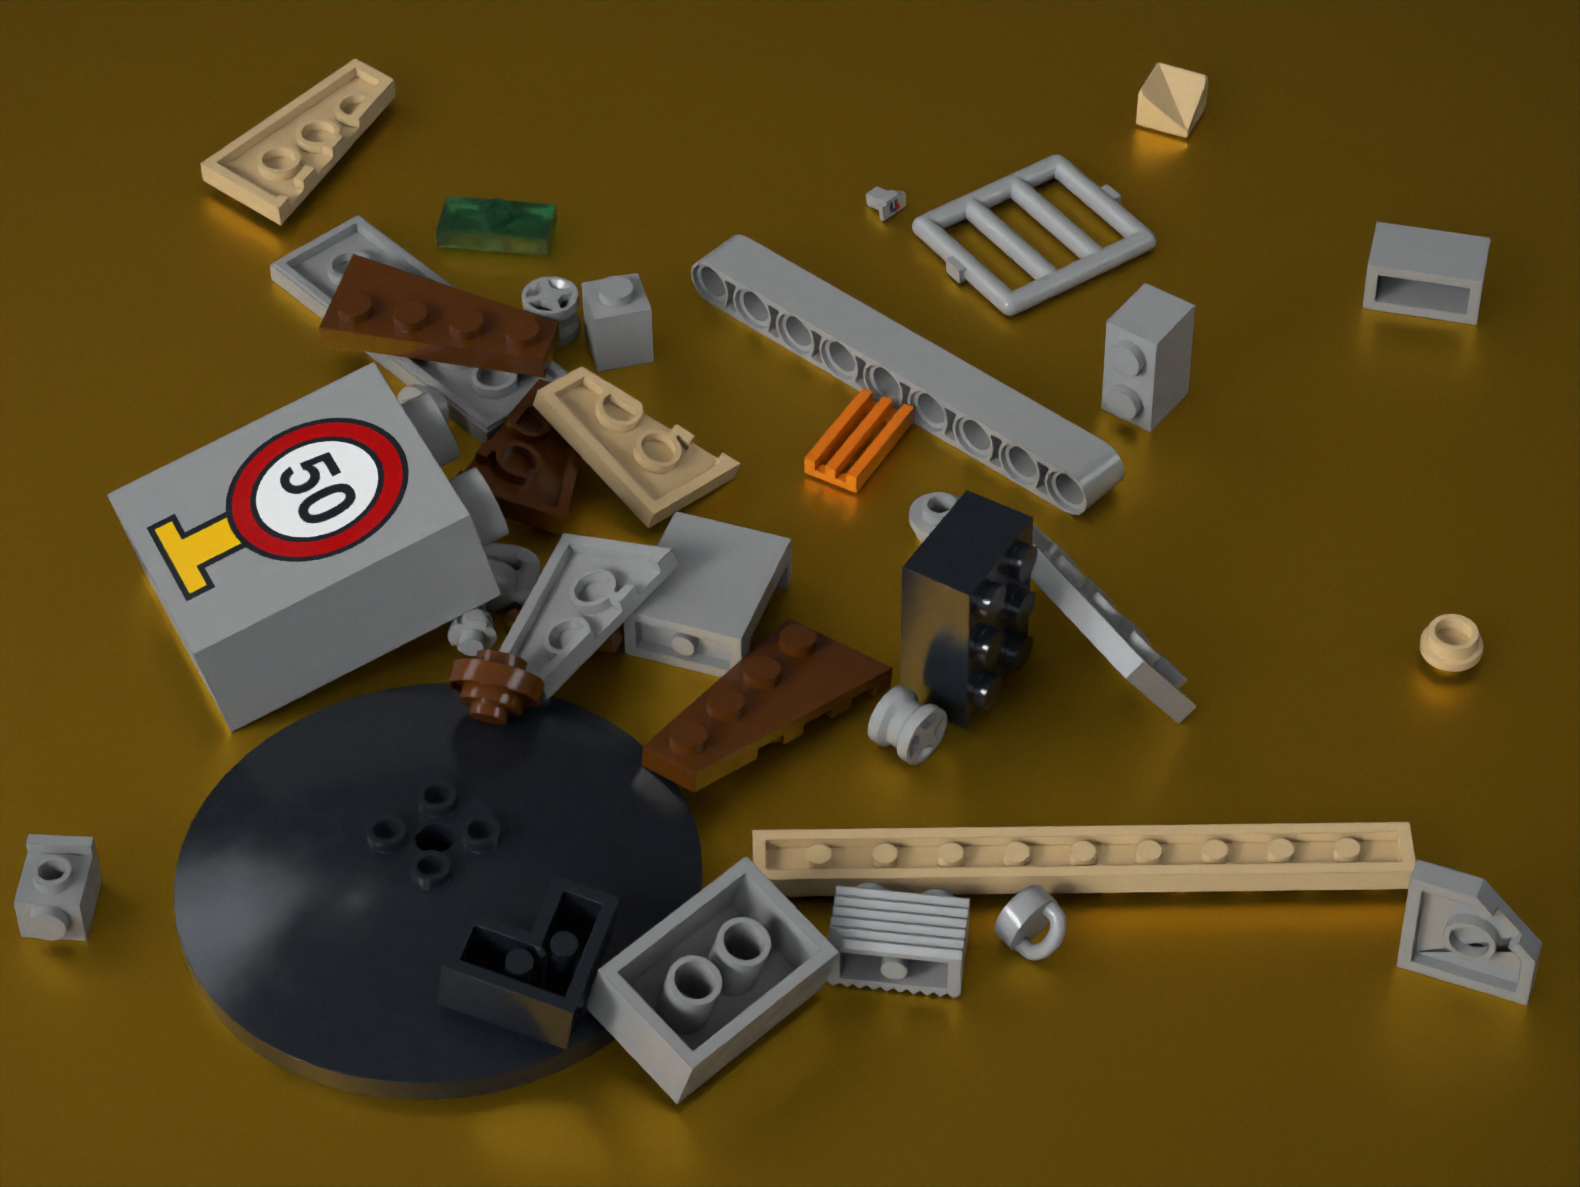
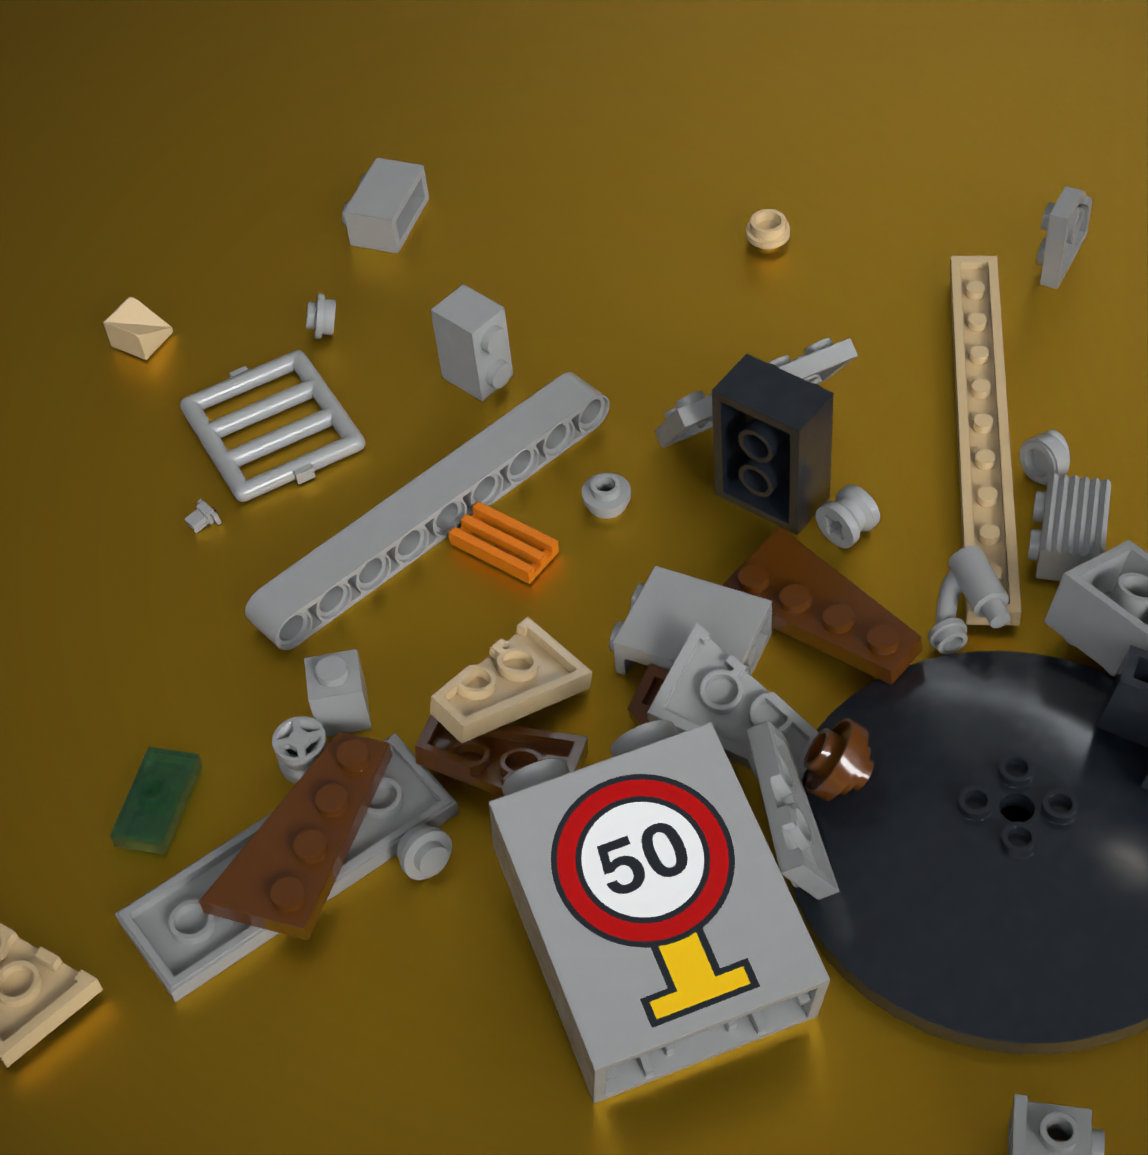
camera: 80 degrees left, 5 degrees up
(407, 640) = (789, 814): none -> light grey wing
(766, 824) = (974, 577): none -> light grey plant
(1210, 243) = (321, 316): none -> light grey plate

